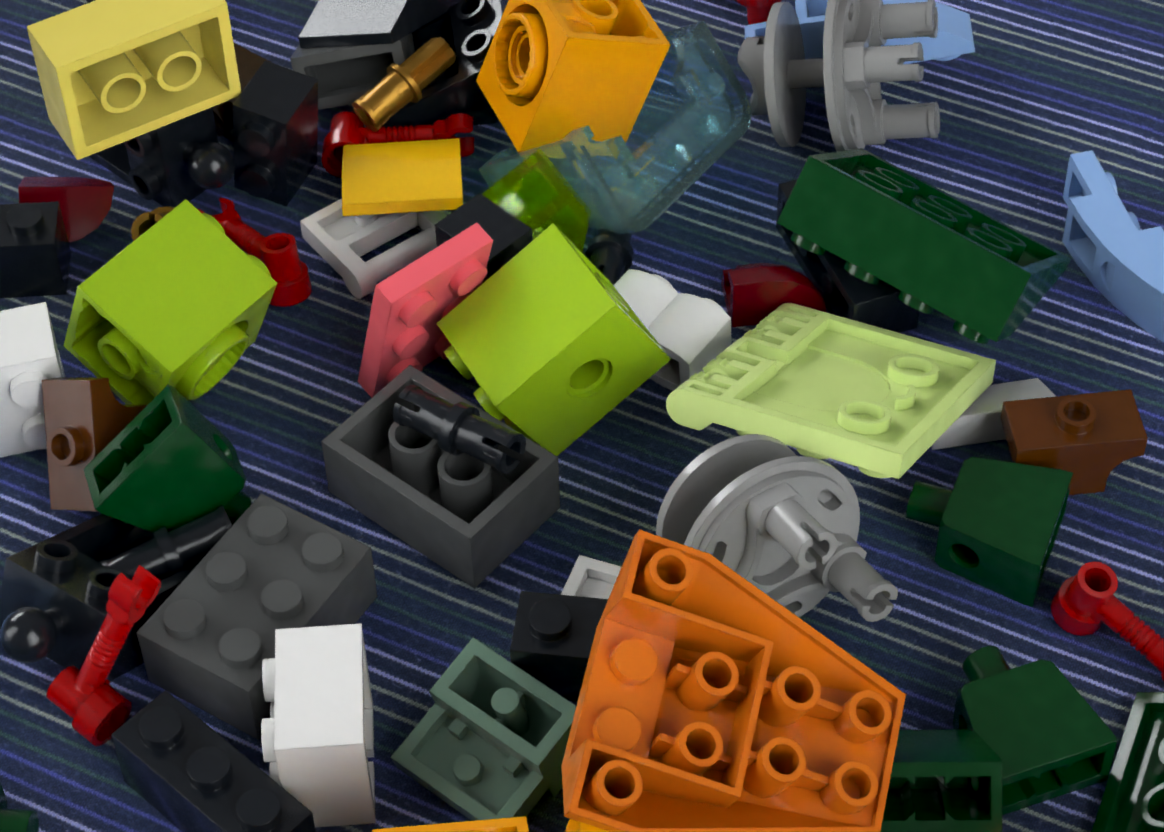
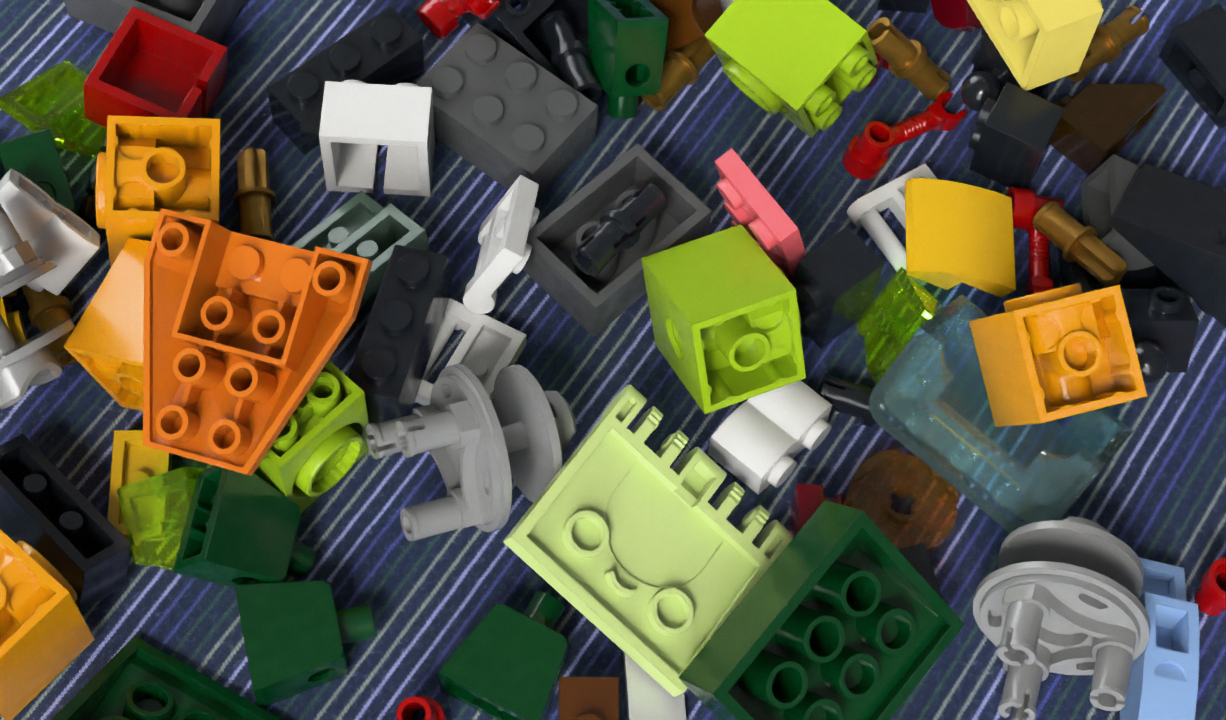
camera: 90 degrees right, 15 degrees up
(466, 552) = (502, 244): none -> white plate
(710, 250) = (907, 476): none -> clear orange plate

